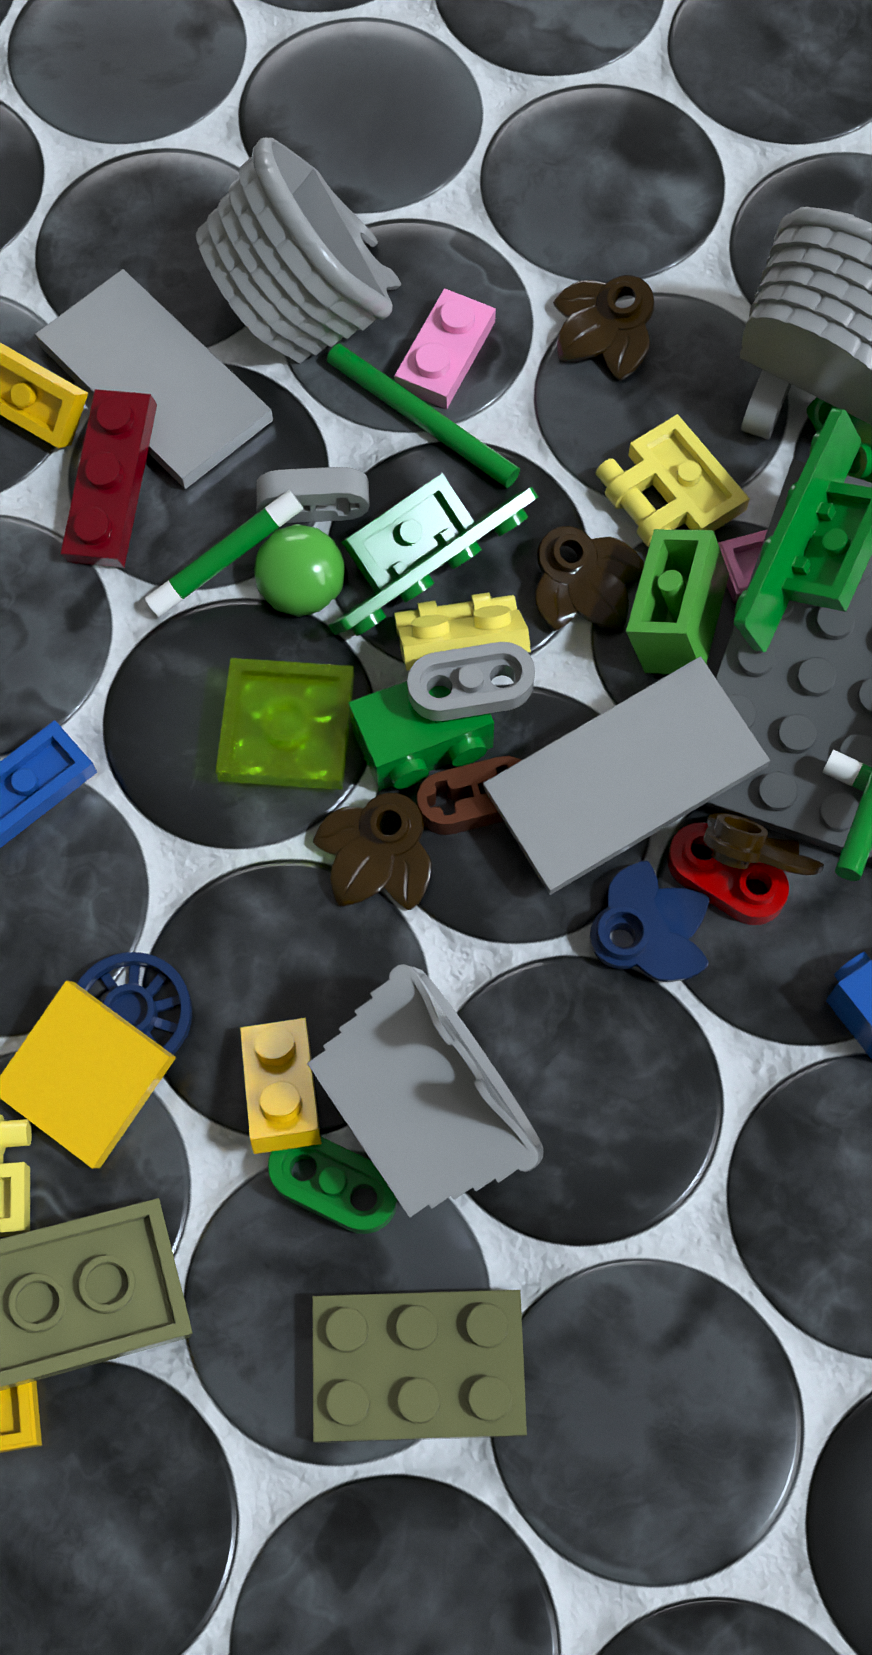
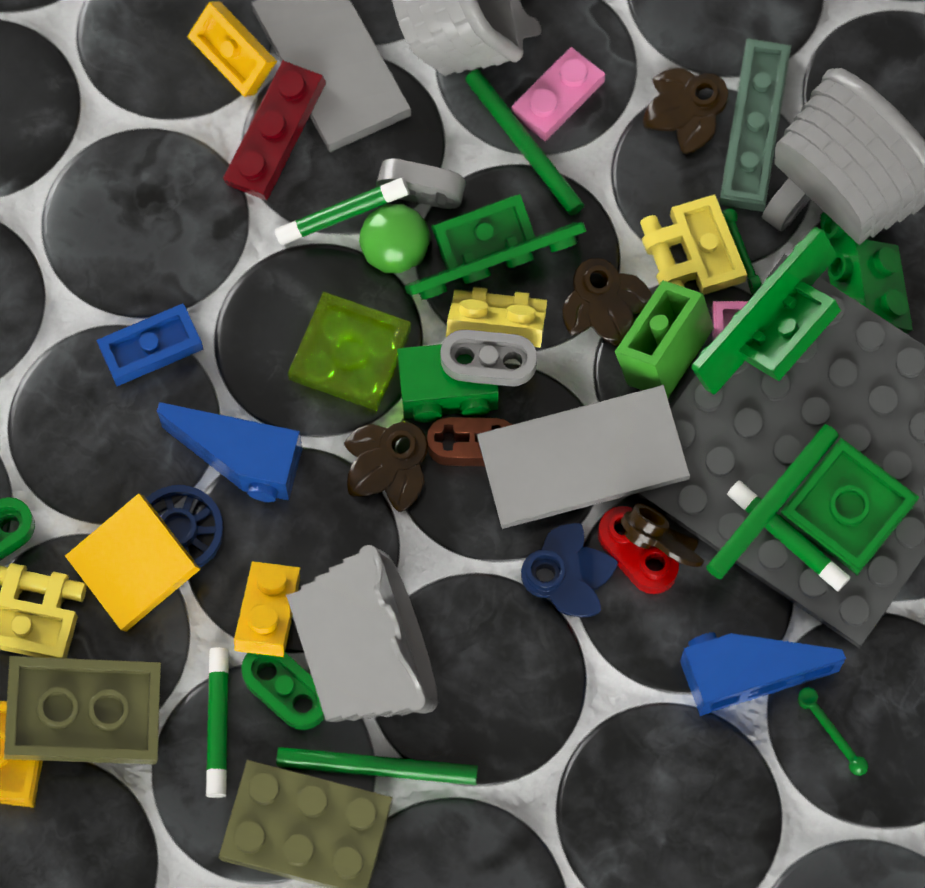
camera: 15 degrees right, 0 degrees up
(191, 888) = (246, 452): none -> blue slope
(257, 1257) = (217, 723): none -> green bar
(485, 1252) = (377, 766): none -> green bar
(694, 325) = (755, 125): none -> sand green tile
(757, 507) = (753, 280): none -> green hinge

